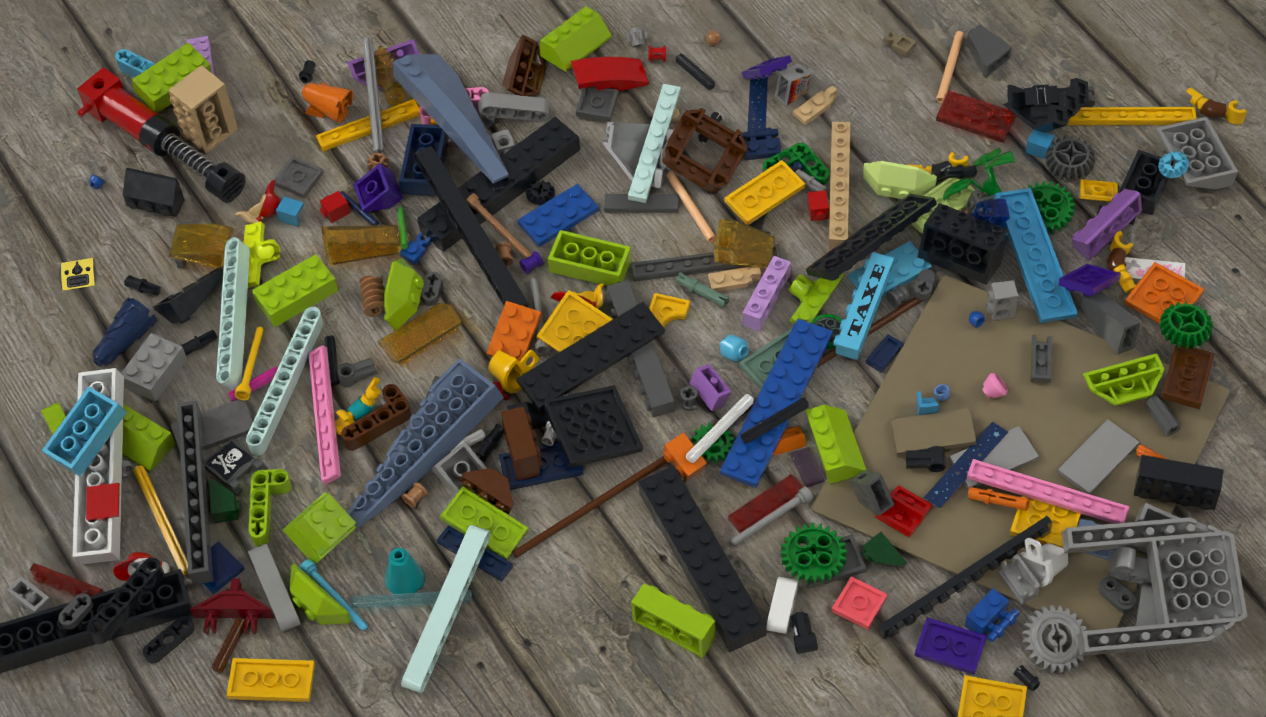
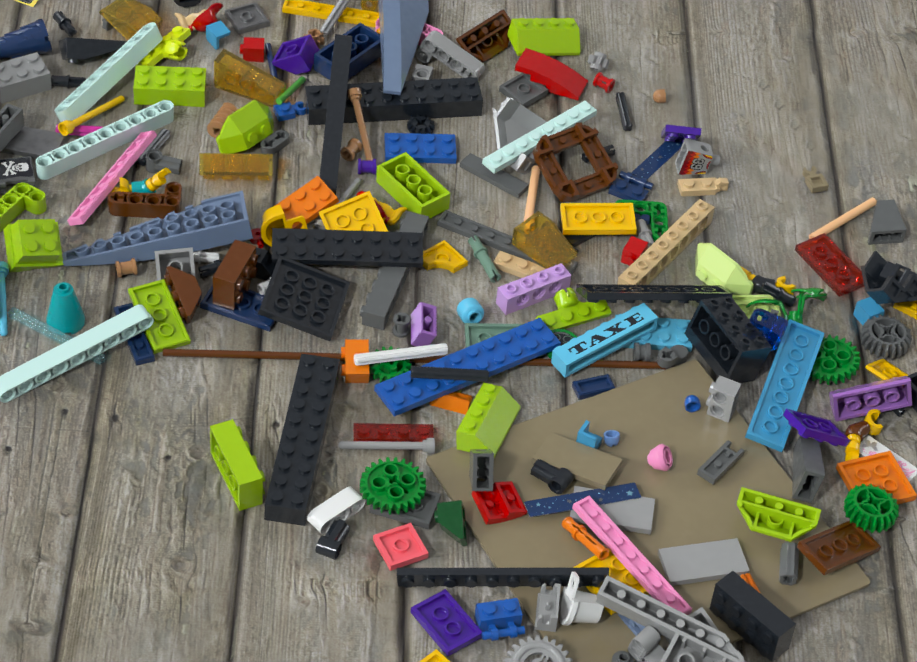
camera: 25 degrees right, 10 degrees down
(807, 467) = (450, 425): clear purple tile -> none

